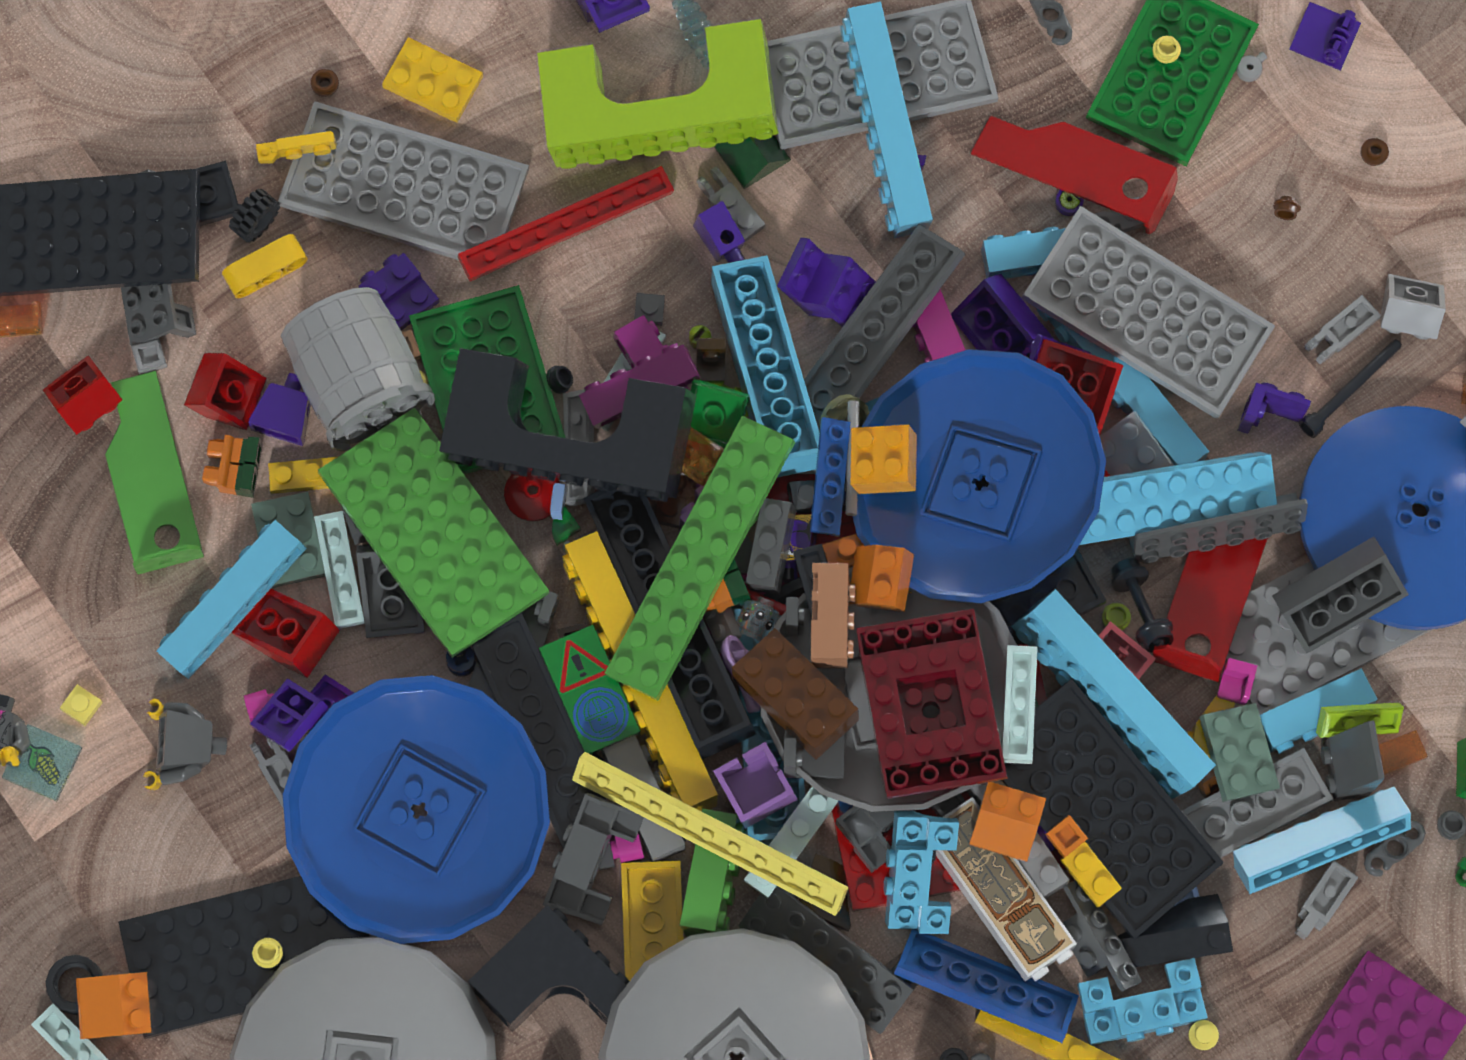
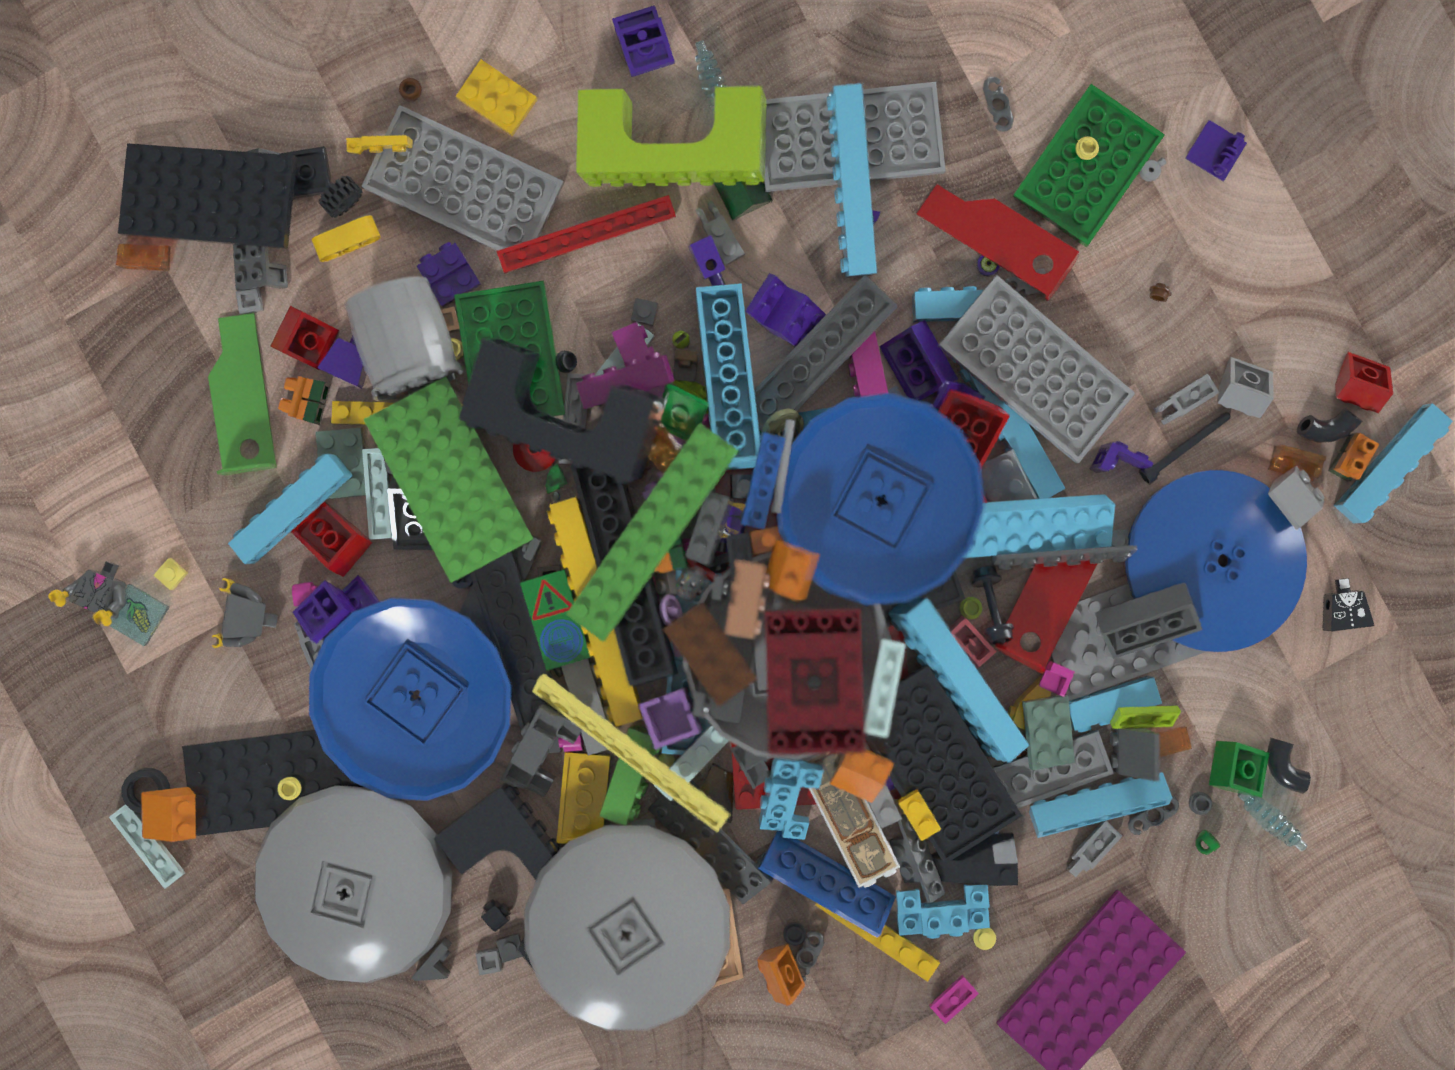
camera: 15 degrees right, 15 degrees up
(82, 395) = (192, 328): red slope -> none
(558, 501) = (550, 465): light blue tile -> none
(883, 459) = (807, 474): light orange brick -> none
(1066, 836) = (905, 786): orange plate -> none
(1374, 159) = (1232, 257): reddish brown plate -> none

